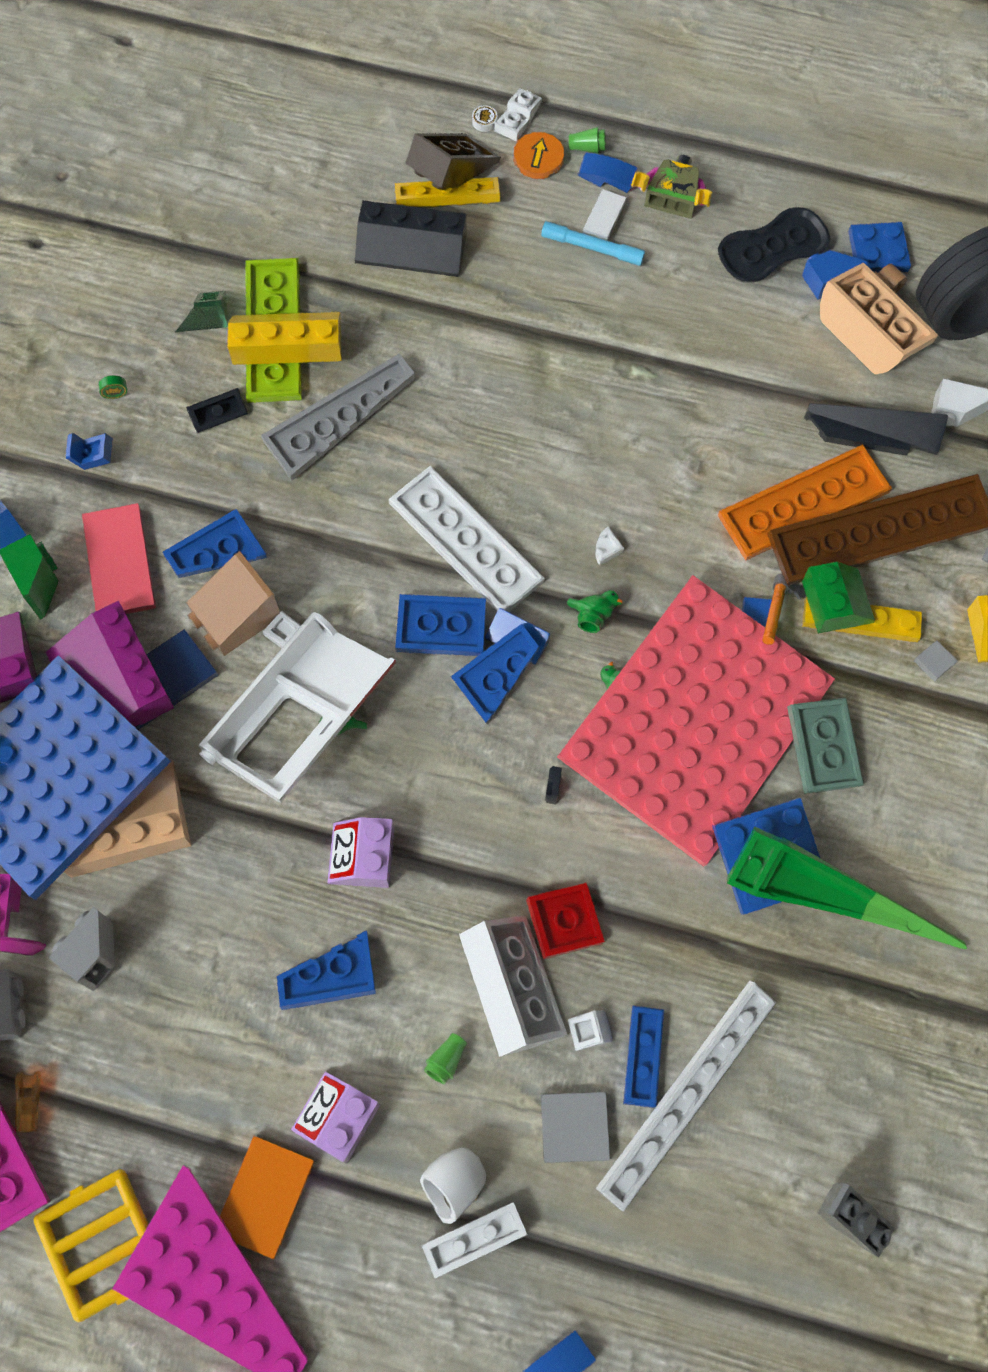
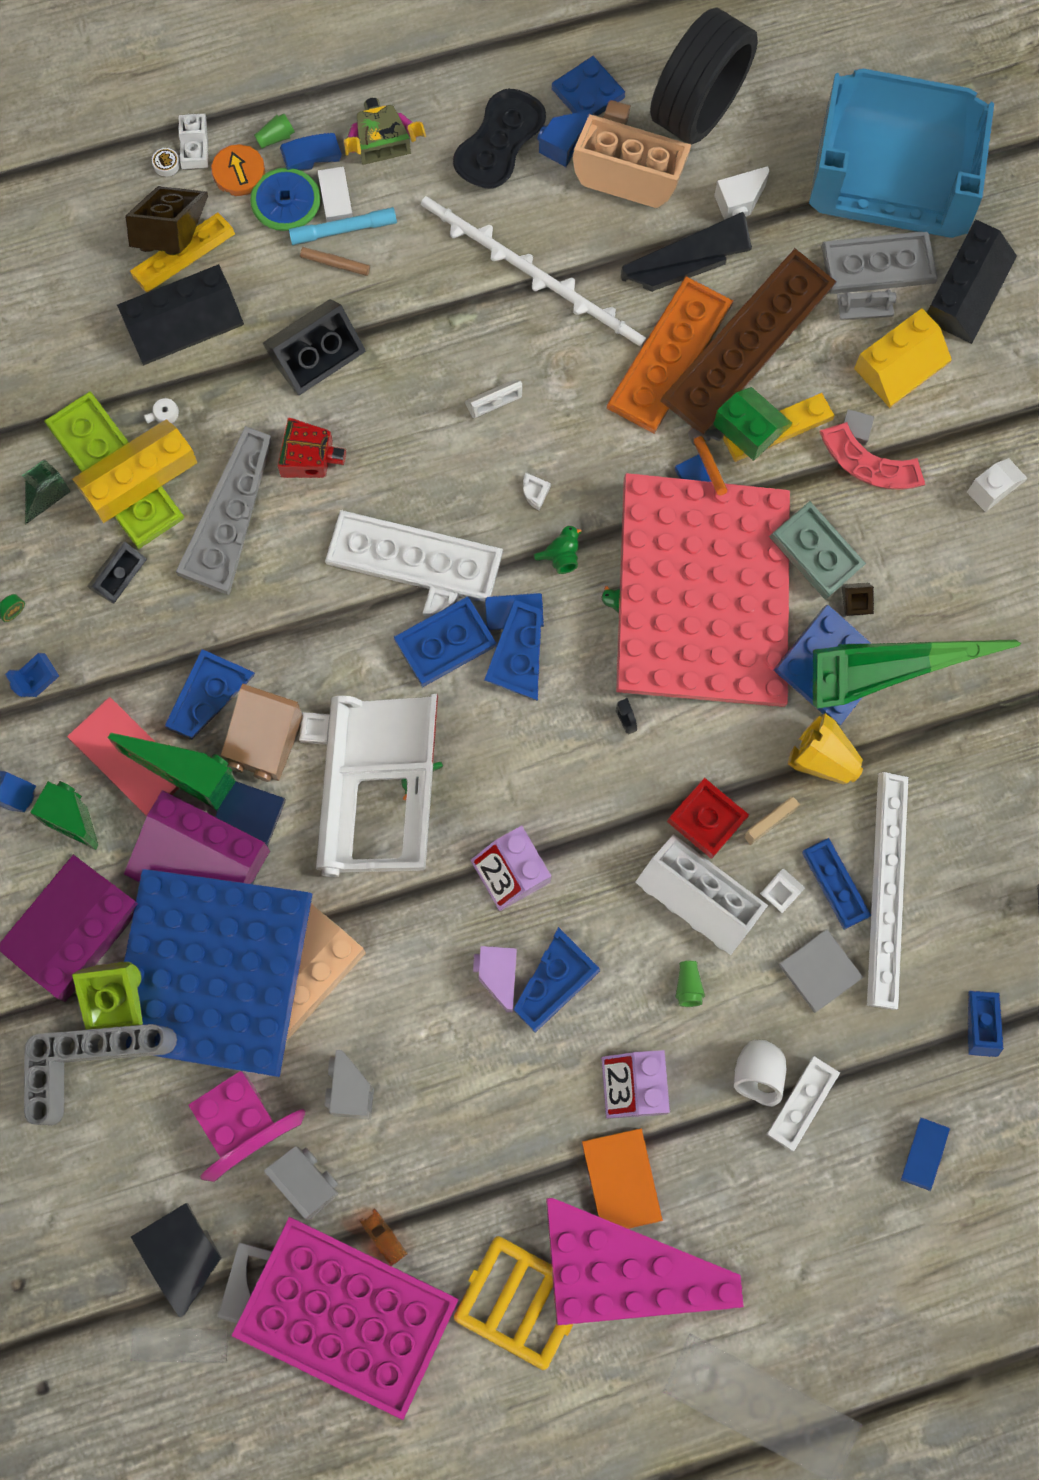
camera: 35 degrees left, 5 degrees up
(156, 609) = (190, 770): none -> green slope
(285, 936) = (497, 973): none -> lavender slope
(346, 305) = (158, 411): none -> white piece
(435, 402) = (307, 451): none -> red torso
(460, 587) = (438, 600): none -> white tile
(501, 324) = (314, 346): none -> black slope
(560, 197) = (285, 184): none -> blue wheel
(567, 267) = (335, 261): none -> medium nougat piece
(621, 959) = (771, 820): none -> tan tile
(624, 451) = (494, 398): none -> white slope
(697, 1283) = (984, 1024): none -> blue slope
(712, 931) = (826, 752): none -> yellow cone
(732, 376) = (540, 278): none -> white plant
(835, 812) = (858, 599): none -> dark brown slope
(923, 703) = (868, 467): none -> coral tile

